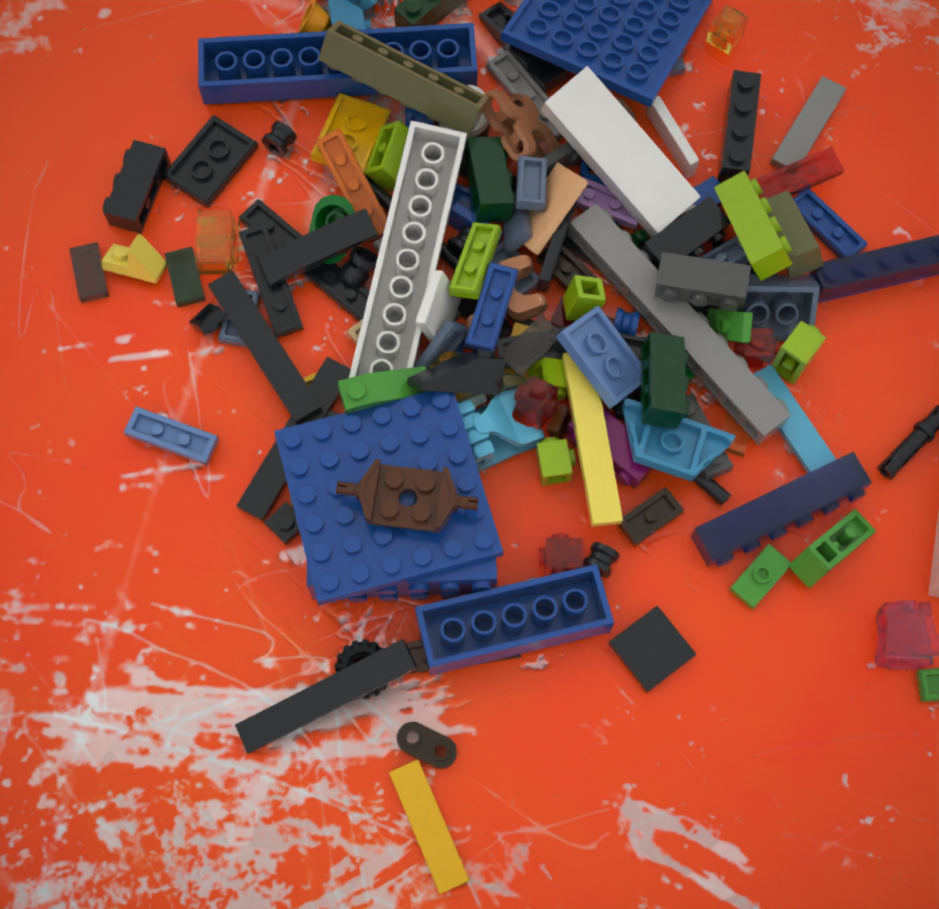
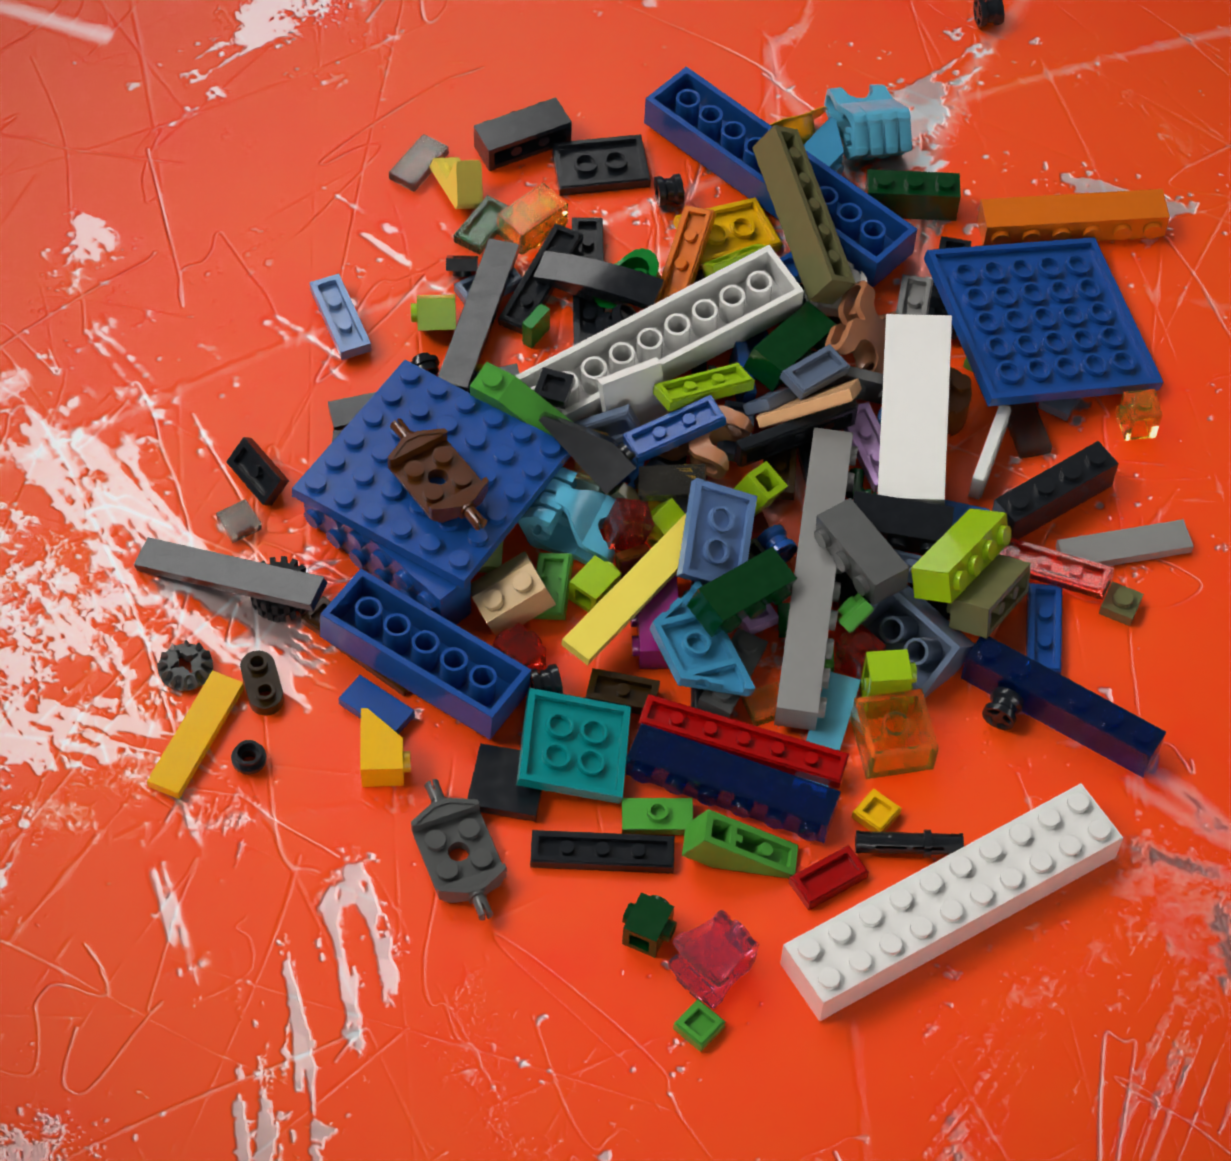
camera: 45 degrees right, 15 degrees down
(234, 372) = (434, 312): none -> lime brick
(250, 602) = (257, 471): none -> black plate
(269, 417) = (427, 362): none -> black plate
(277, 649) = (239, 521): none -> clear smoke tile
(307, 317) = (536, 325): none -> green tile
(374, 799) = (179, 677): none -> dark grey gear
(390, 354) = (555, 387): none -> black plate
(485, 795) = (246, 749): none -> black plate
(516, 519) = (511, 594): none -> tan slope
(516, 684) = (366, 694): none -> blue tile
(527, 489) = (556, 574): none -> bright green plate
(559, 713) = (381, 753): none -> yellow slope
(668, 584) = (574, 746): none -> teal plate
(678, 102) = (1028, 431): none -> clear smoke tile
(707, 726) = (458, 825): none -> dark grey plate
(756, 634) = (602, 851): none -> black tile
(757, 476) = (747, 741): none -> red tile
(835, 381) = (894, 733): none -> brick
(840, 653) = (648, 924): none -> dark green brick
(852, 164) = (1121, 603): none -> olive plate
(867, 300) = (1003, 707): none -> black wheel
(872, 441) = (876, 812): none -> yellow tile
(894, 511) = (828, 877): none -> red tile

